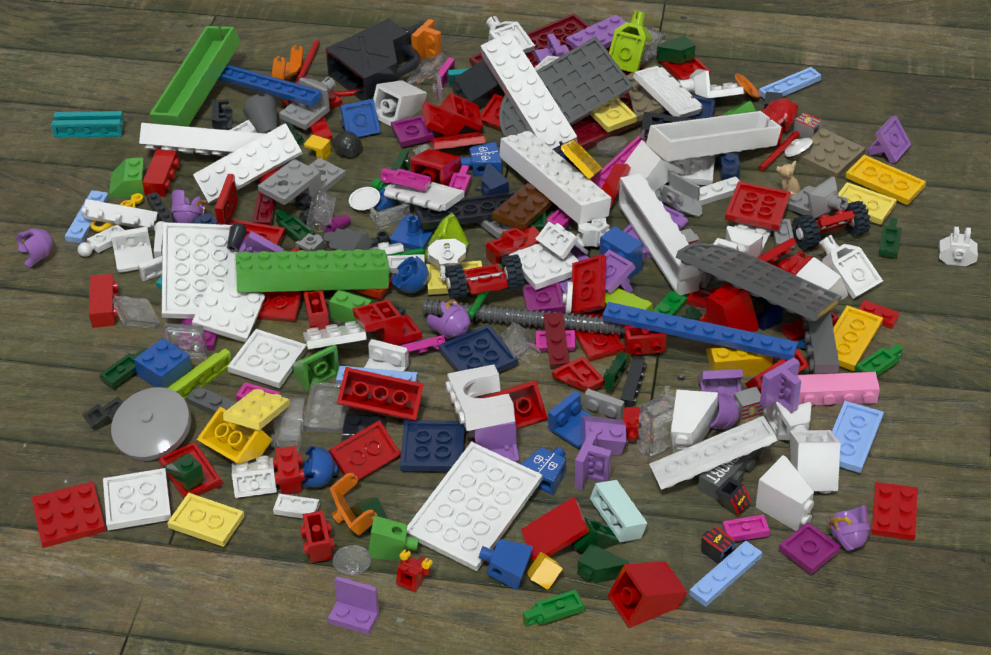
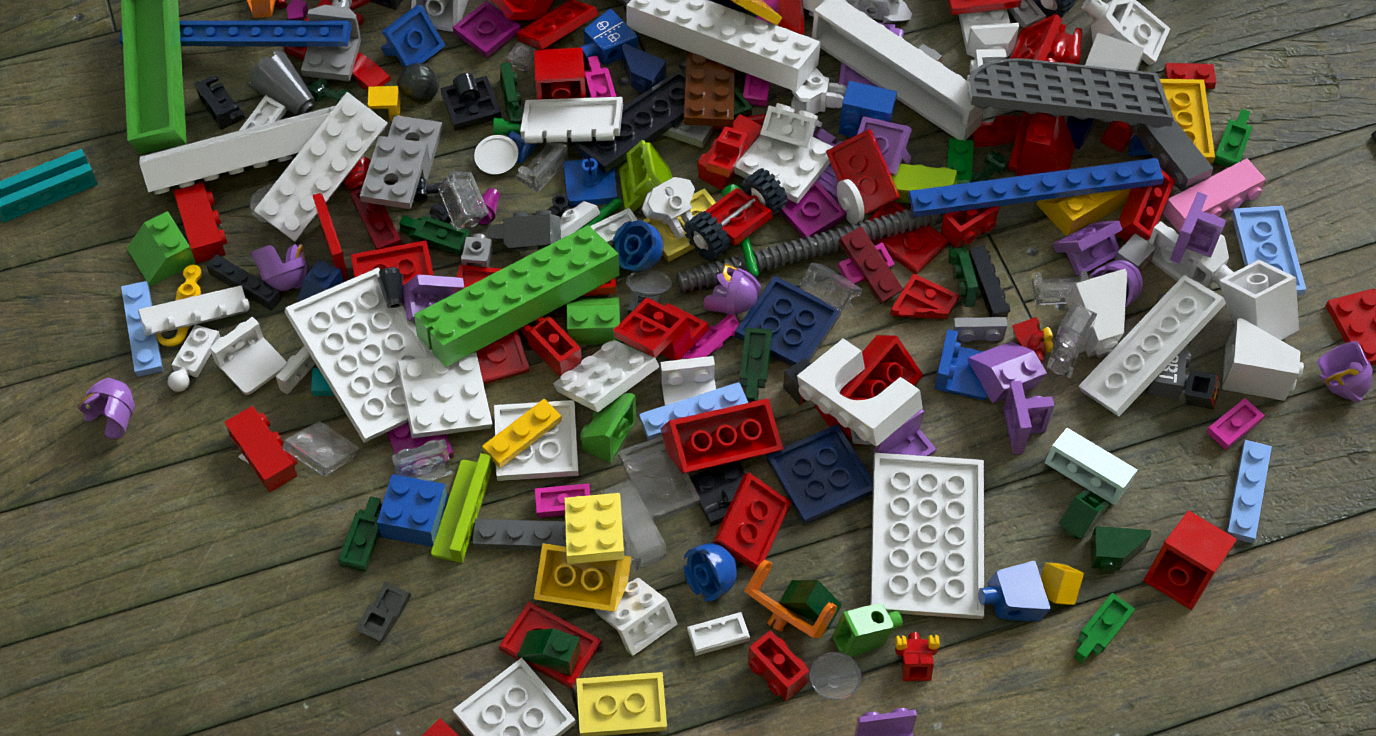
camera: 30 degrees left, 15 degrees up
(151, 424) = (459, 603): light grey dish -> none
(158, 245) = (275, 325): white plate -> none
(259, 348) = (522, 433): none -> yellow plate
(288, 474) = (675, 584): red brick -> none
(370, 164) = (470, 101): none -> black plate
(405, 300) = (649, 282): none -> clear piece
(406, 178) = (541, 108): dark pink hinge -> none
(437, 365) = (755, 361): none -> dark green hinge
(550, 465) = (976, 442): torso -> none
(555, 529) = (1044, 525): red tile -> none
(717, 544) = (1222, 460): black brick -> none
(809, 548) = (1316, 418): magenta plate -> none

